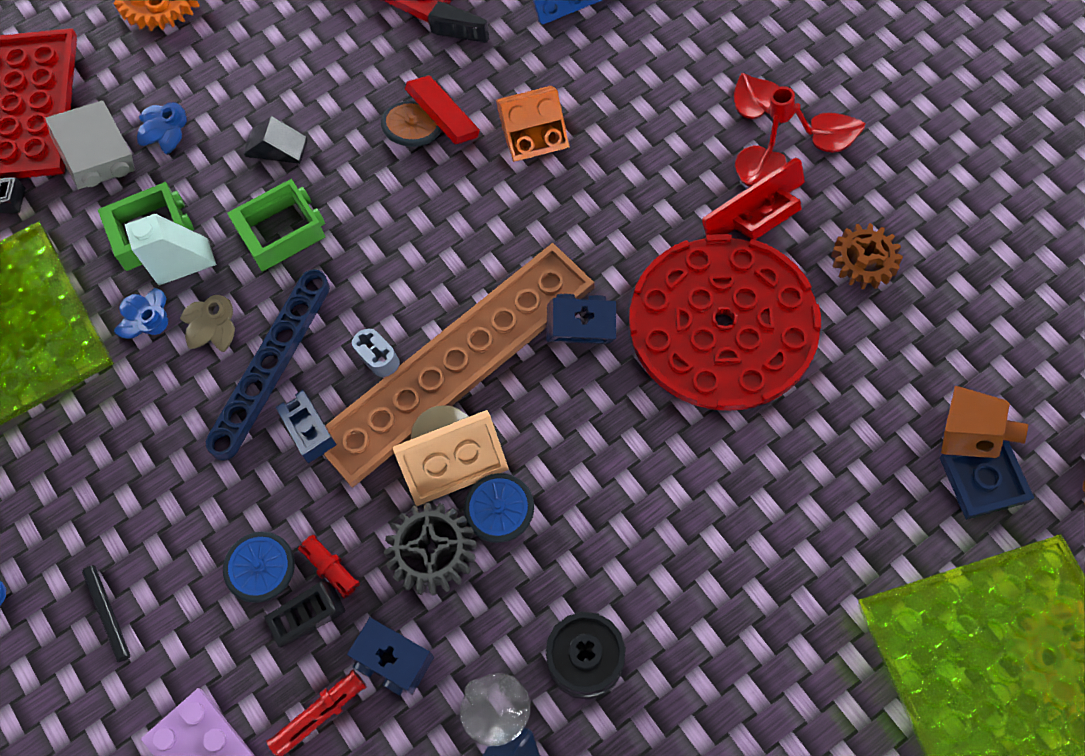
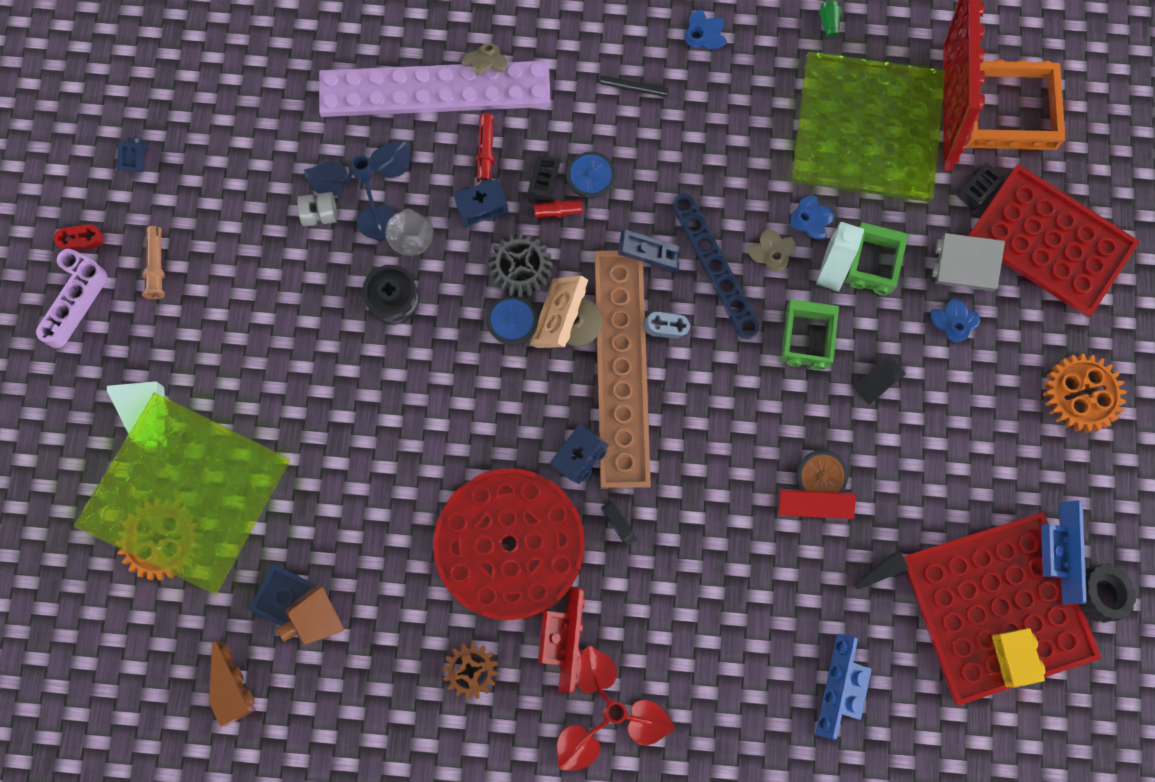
camera: 125 degrees right, 10 degrees up
(533, 123) = (754, 551): orange slope -> none
(612, 244) = (618, 523): none -> black beam

